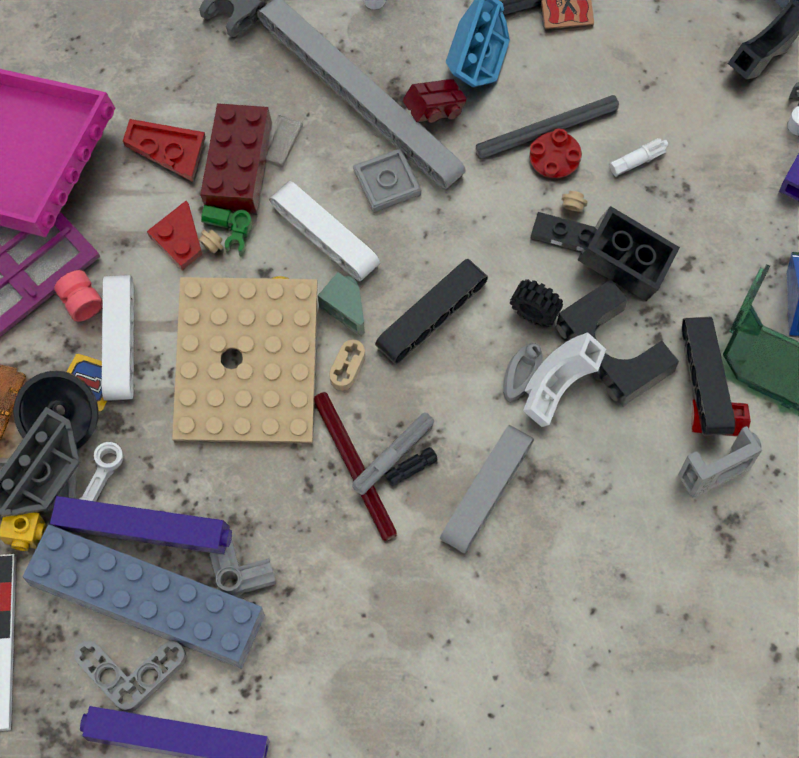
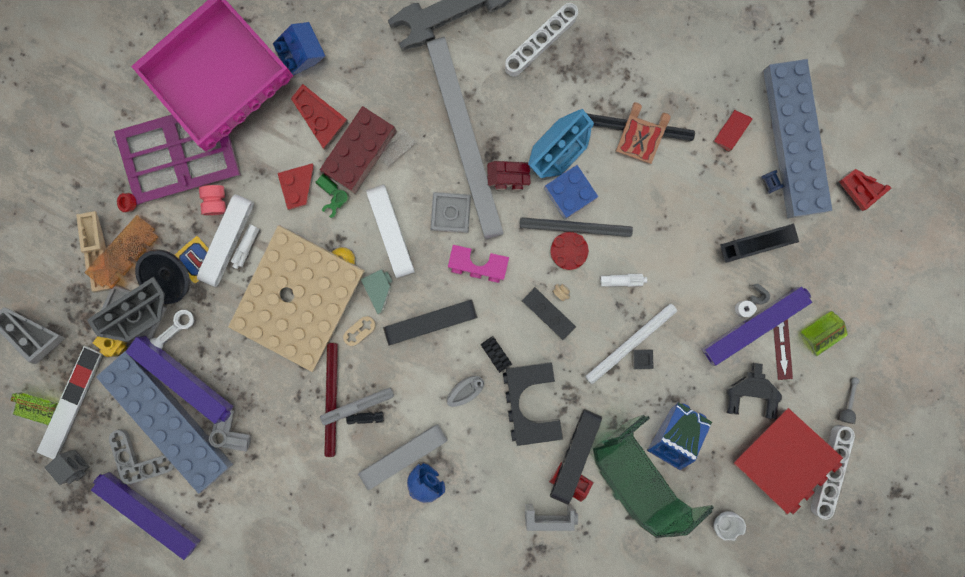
camera: 25 degrees right, 20 degrees up
(34, 720) = (67, 467): none -> dark grey brick
(108, 74) = (298, 48): none -> blue slope
(146, 338) = (244, 246): none -> white piece
(211, 241) = (314, 202): tan plate -> none
(434, 224) = (461, 262): none -> dark pink arch
(519, 89) = (570, 192): none -> blue brick
(535, 507) = (424, 484): none -> blue cylinder
(557, 372) = (482, 408): white arch -> none
(628, 253) = (573, 351): black brick -> none
(693, 220) = (631, 343): none -> white axle
(717, 230) = (643, 359): none -> black plate

